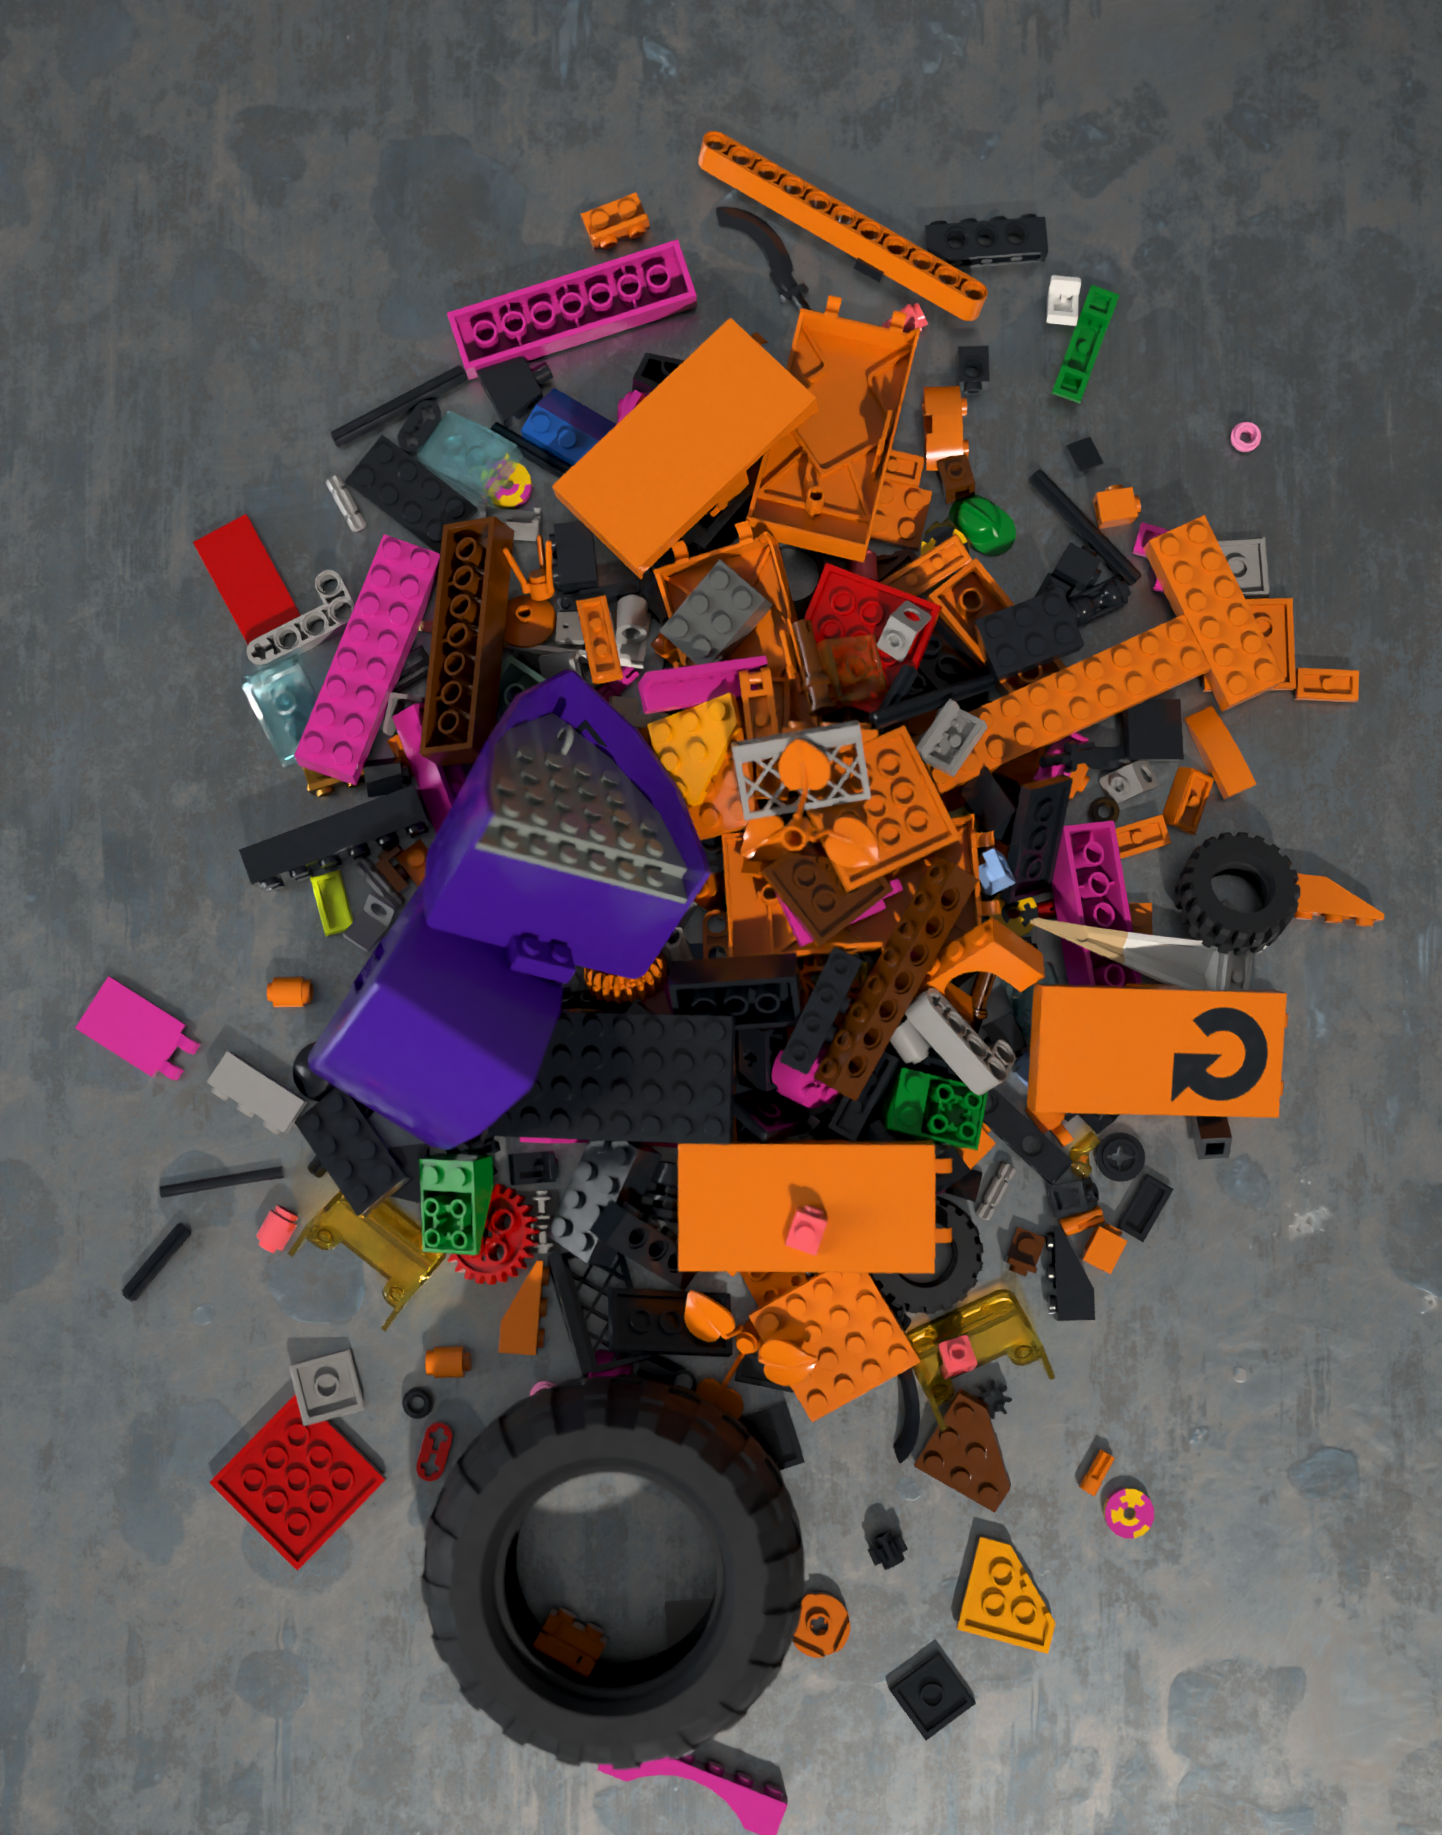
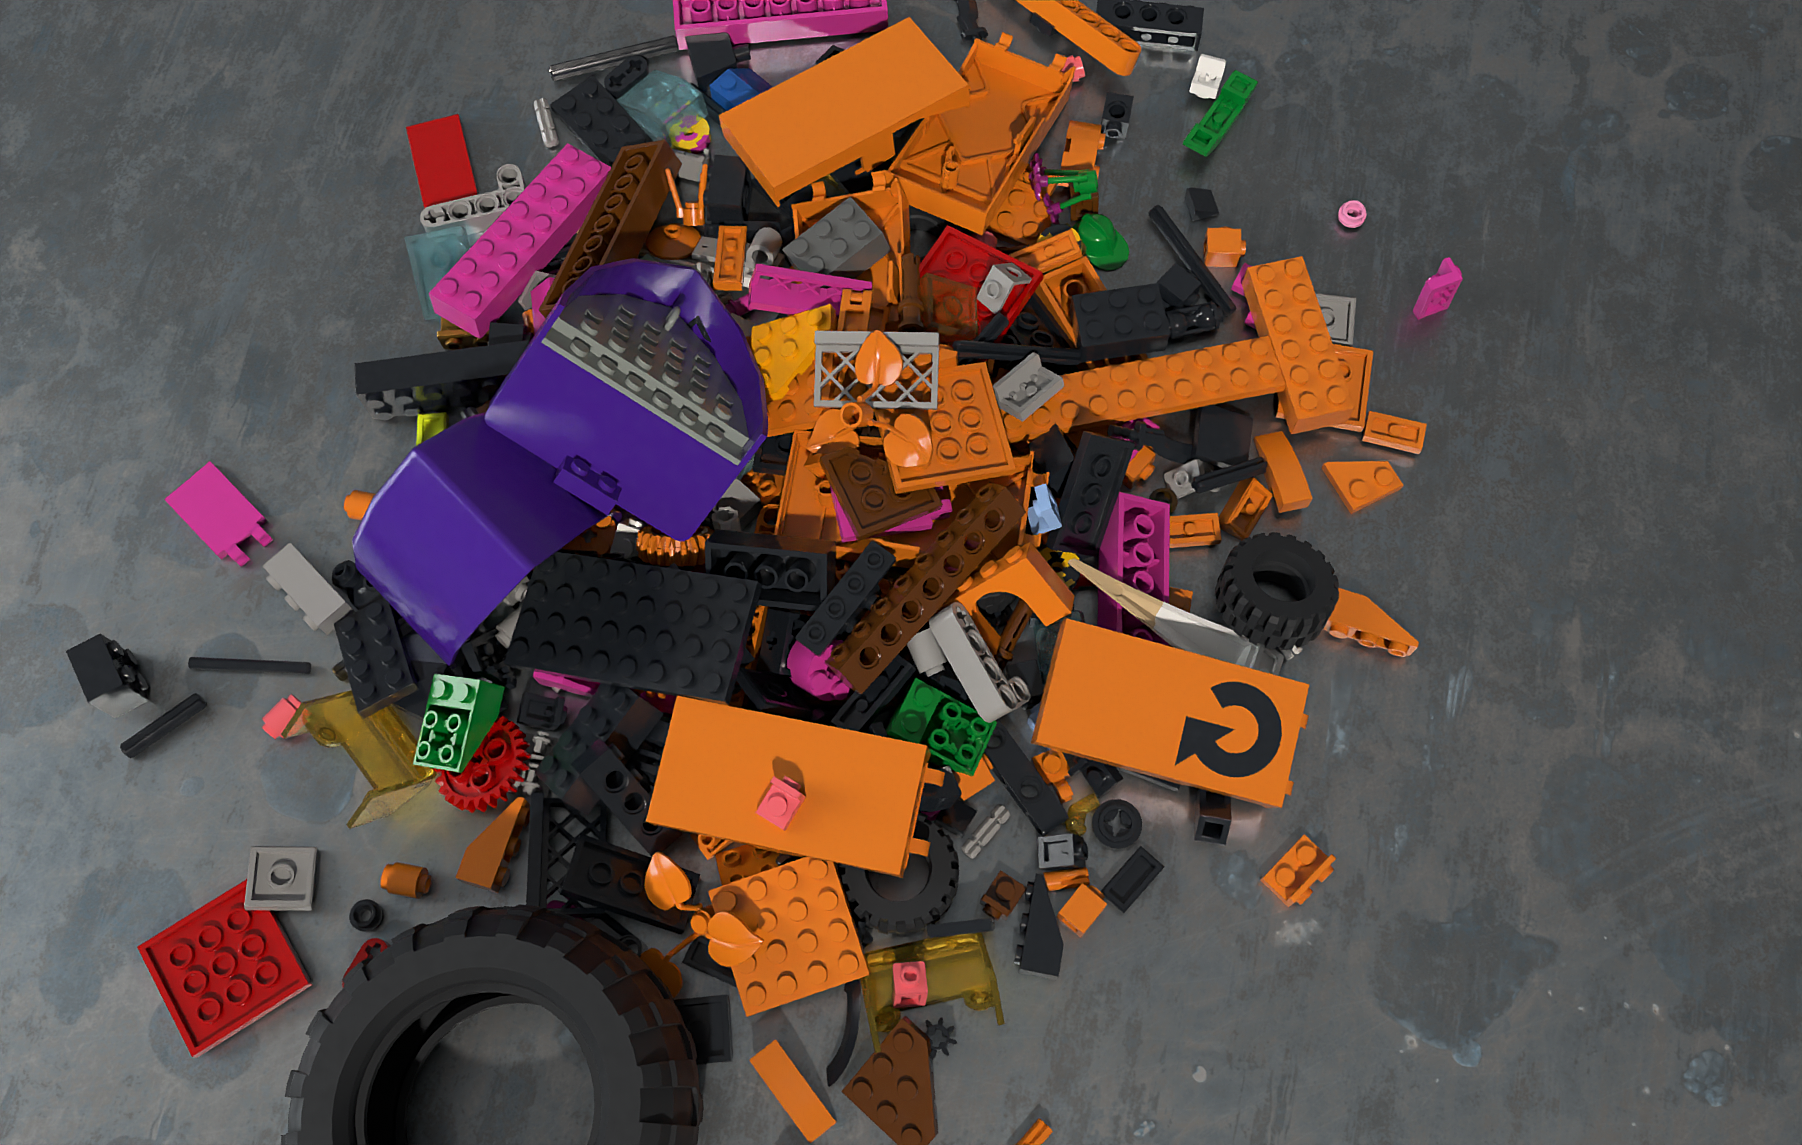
camera: 15 degrees right, 15 degrees down
(89, 1228) = (108, 675): none -> black brick
(296, 1071) = (345, 575): none -> black plate
(868, 1476) = (792, 1091): none -> orange slope
(958, 475) = (1083, 181): none -> plant
(994, 1293) = (960, 927): none -> black tile
(1168, 773) = (1229, 475): none -> black axle
(1302, 746) = (1362, 482): none -> orange wing
(1302, 1166) = (1298, 871): none -> orange bracket
(1356, 510) = (1438, 290): none -> dark pink bracket

